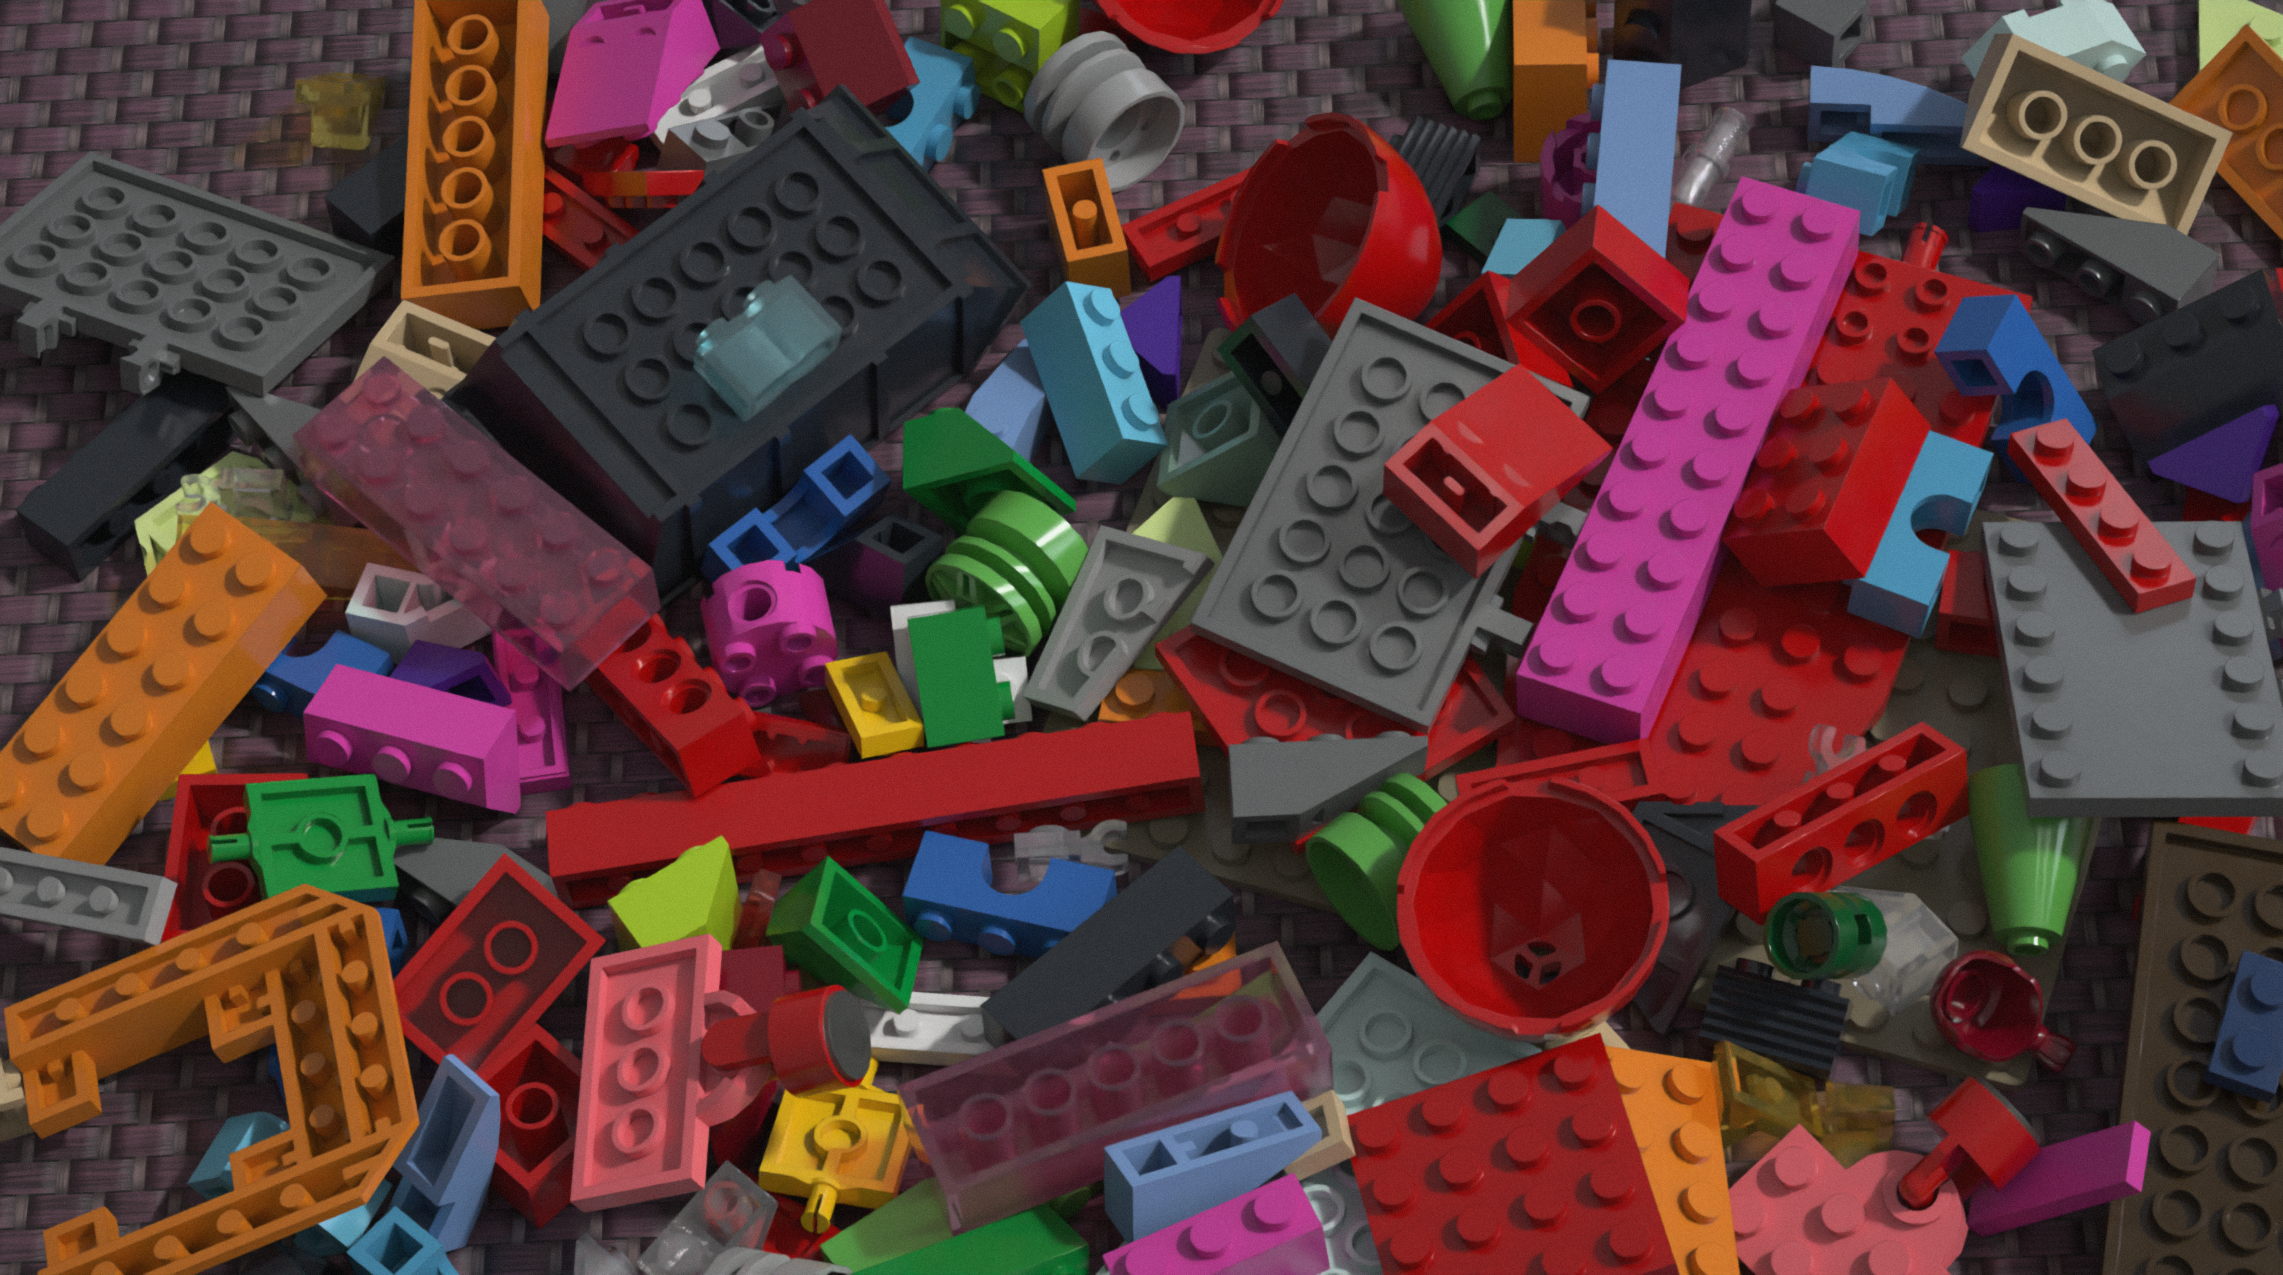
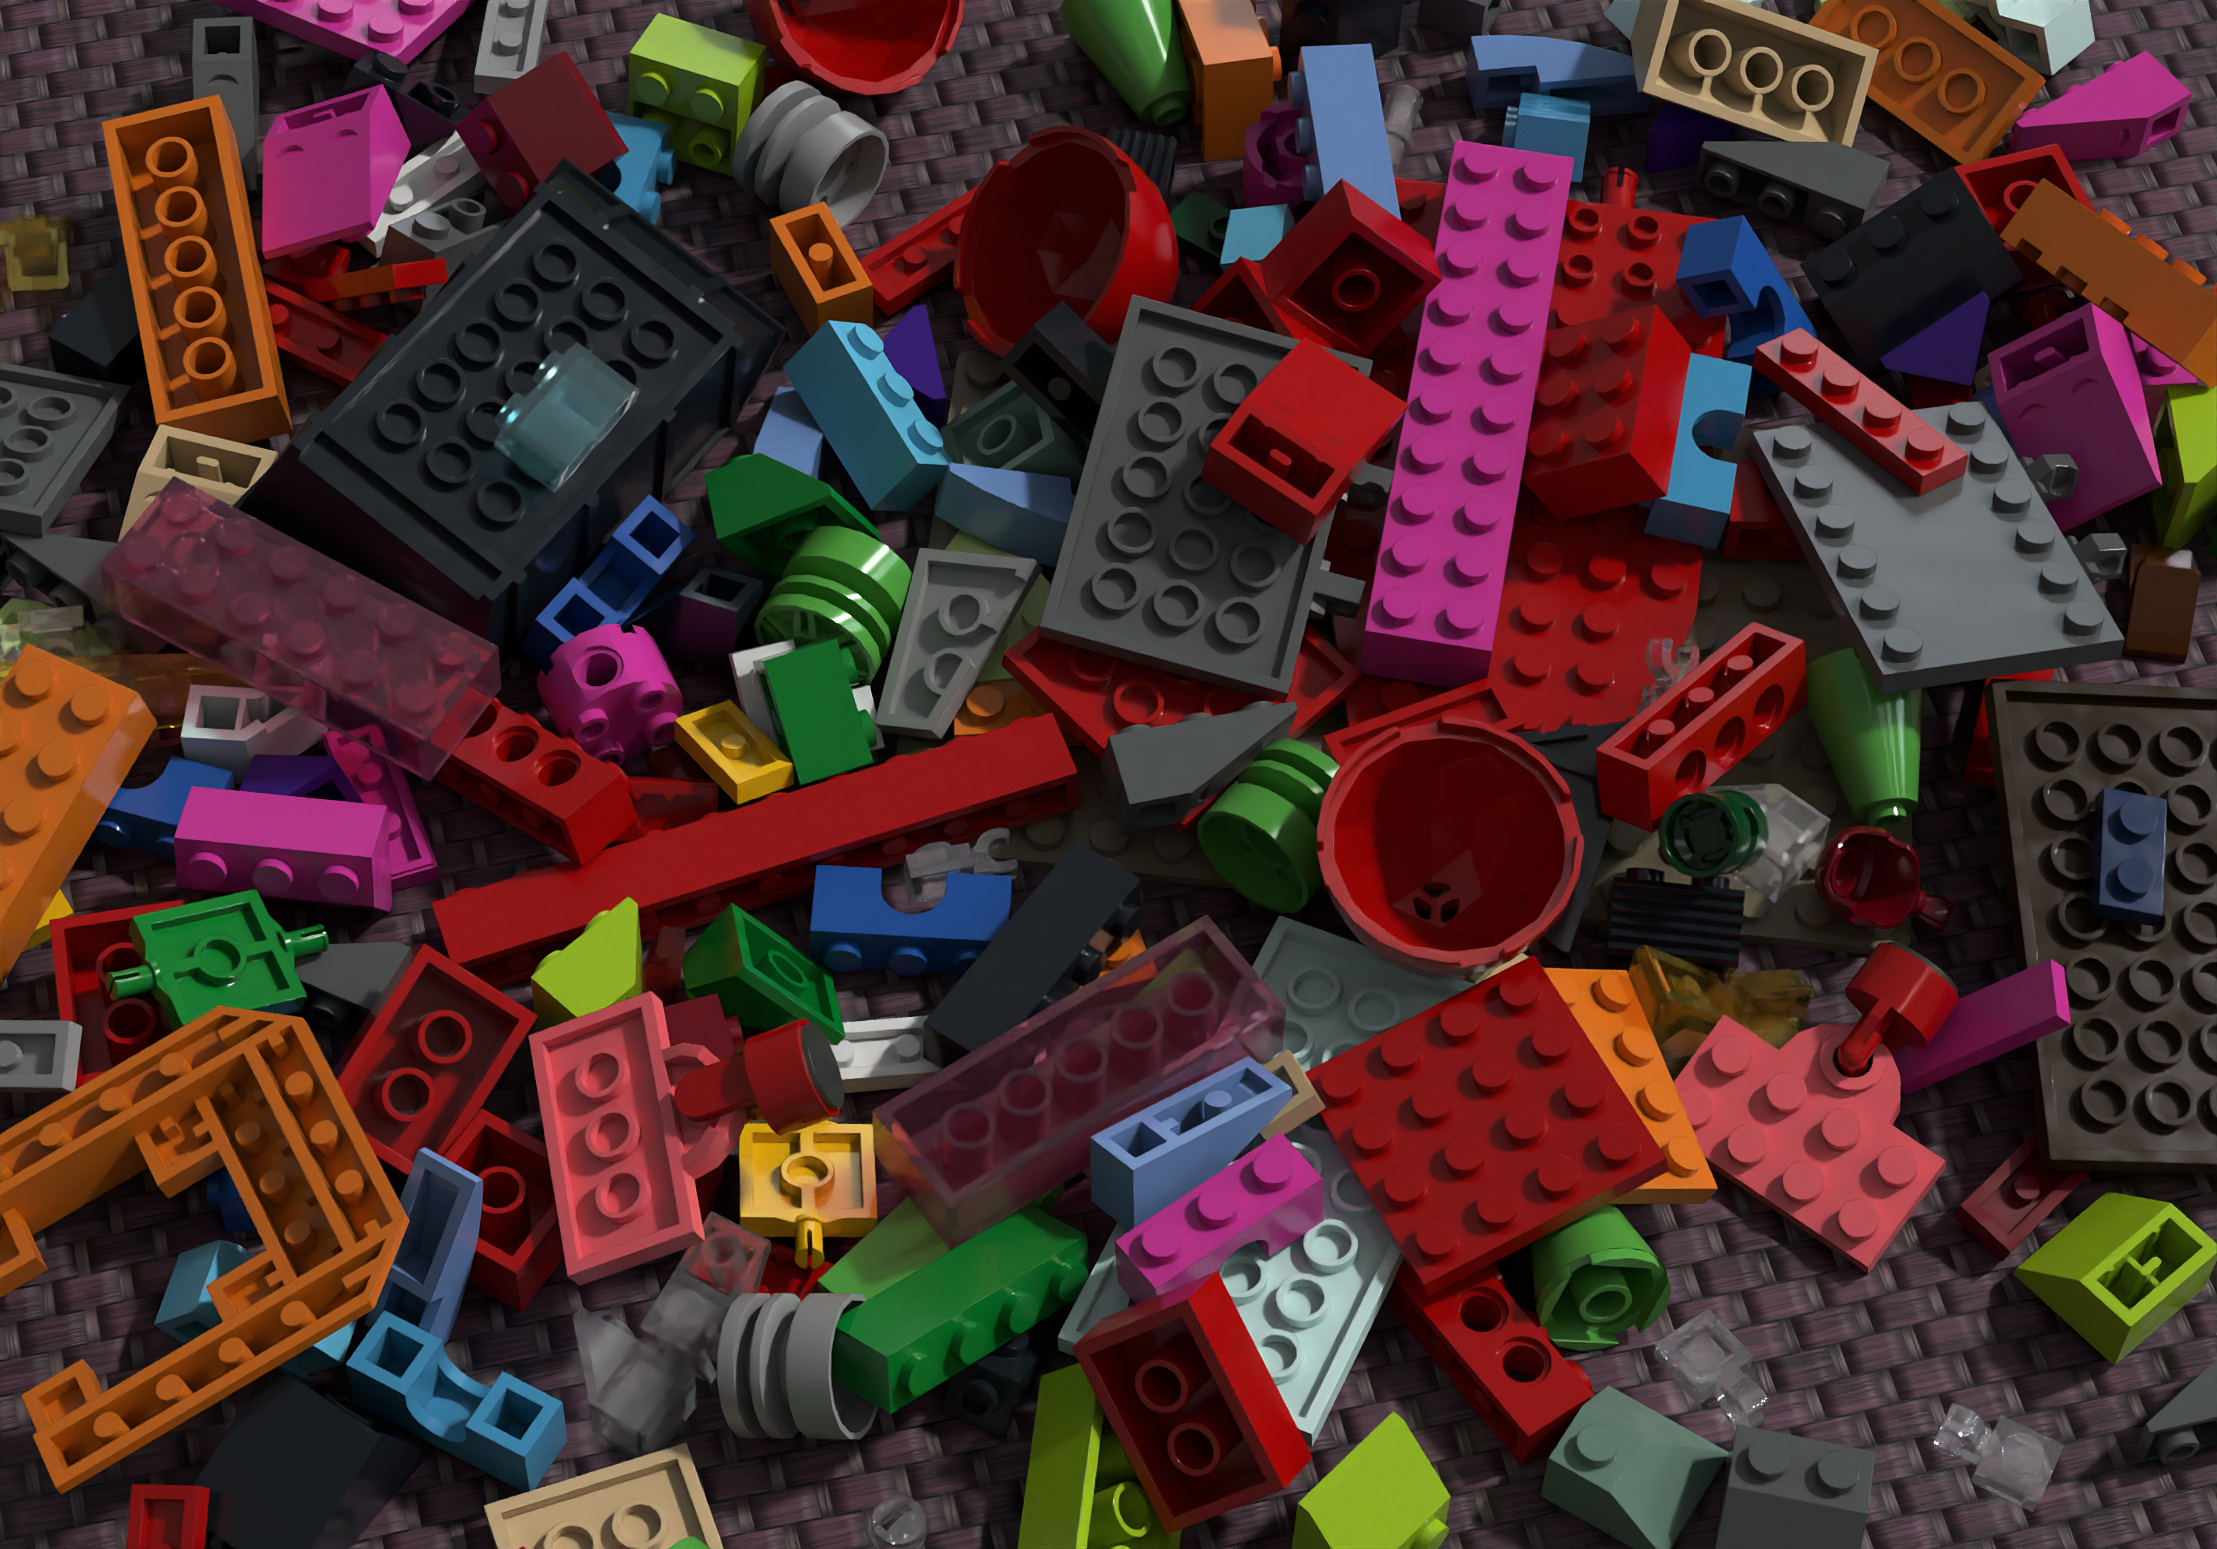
camera: 20 degrees left, 0 degrees up
(1197, 493) = (1008, 509): none -> medium blue slope

